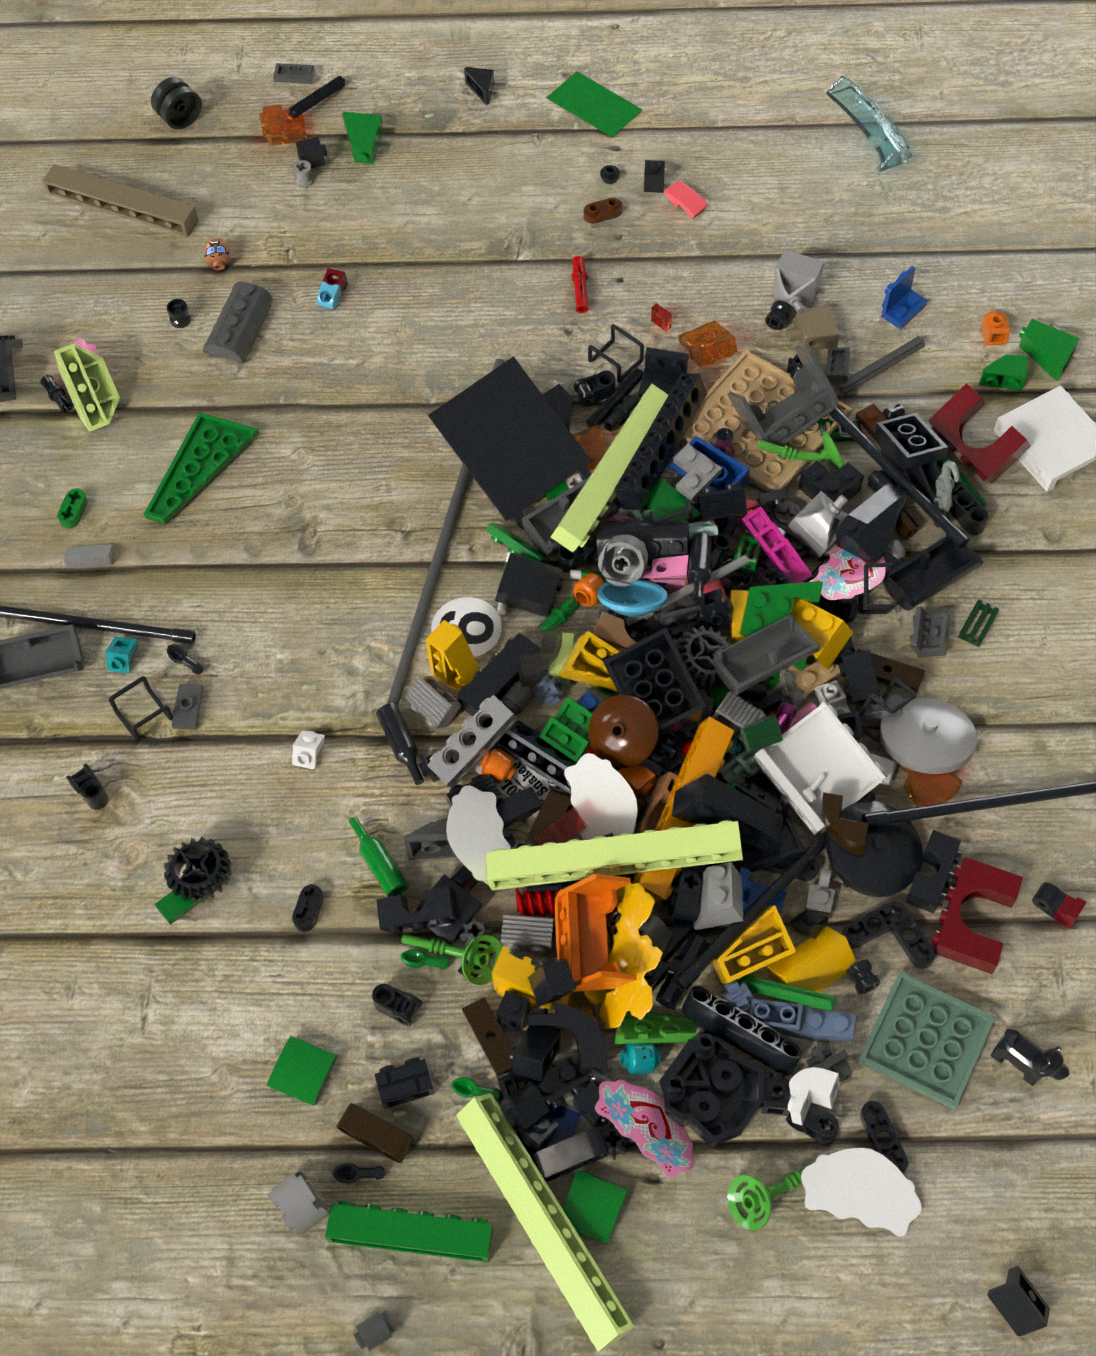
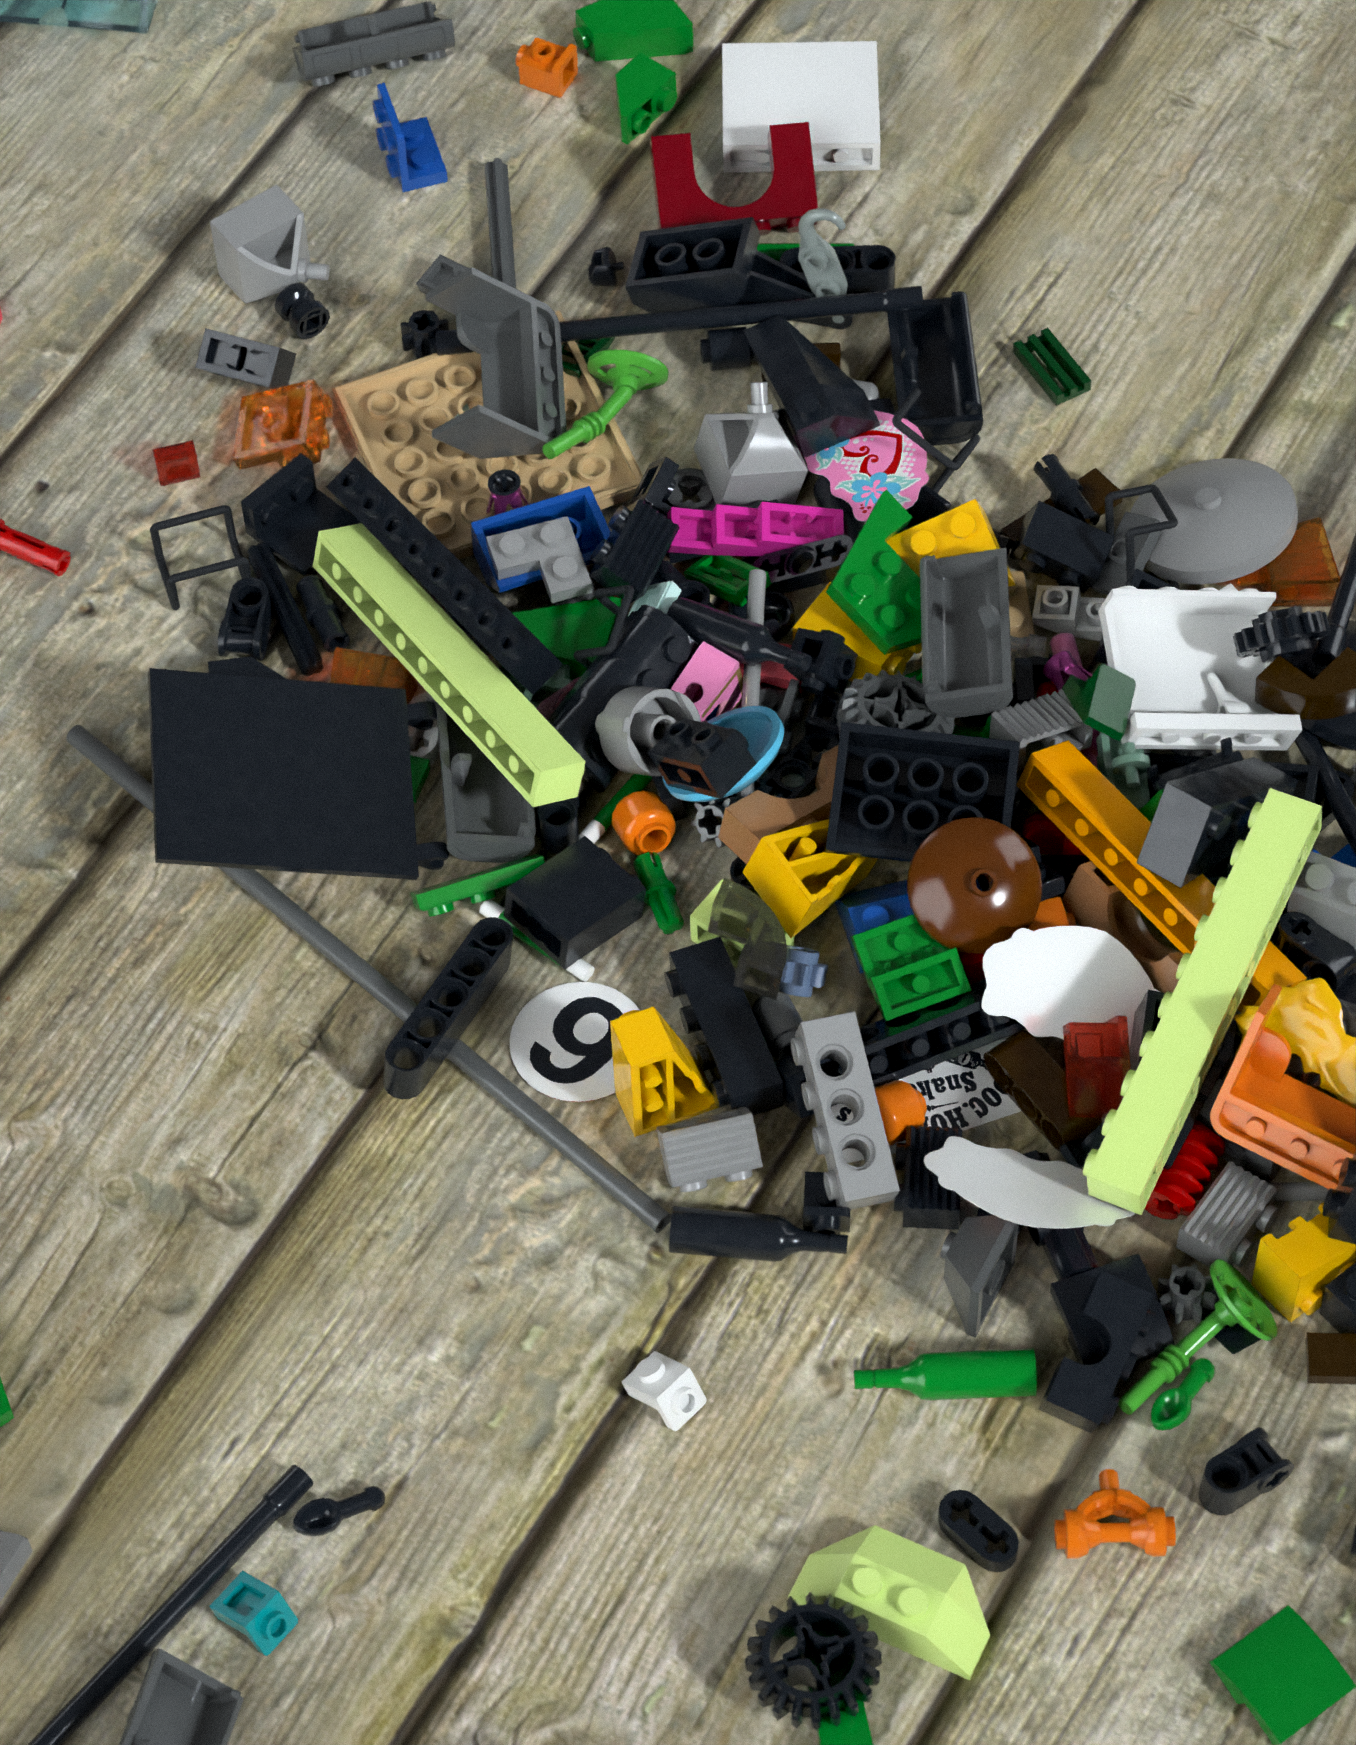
camera: 60 degrees left, 5 degrees down
(132, 730) = (359, 1601): black piece -> none
(187, 706) = (443, 1550): dark grey plate -> none
(256, 892) = (905, 1592): none -> yellowish green wedge
(343, 978) = (1146, 1527): none -> orange piece
(431, 570) = (447, 1008): none -> black beam
(519, 805) = (986, 1114): black slope -> none
(614, 584) = (702, 757): none -> black brick
(731, 309) = (245, 360): none -> brick
(815, 329) = (370, 279): dark tan torso -> none
(845, 481) = (672, 420): black brick -> none
(857, 791) = (1281, 633): none -> black gear
(869, 418) = (599, 300): reddish brown plate -> none
(894, 663) = (1065, 492): none -> black pin
(930, 633) = (1034, 426): dark grey bracket -> none
(952, 255) = (372, 40): none -> dark grey container

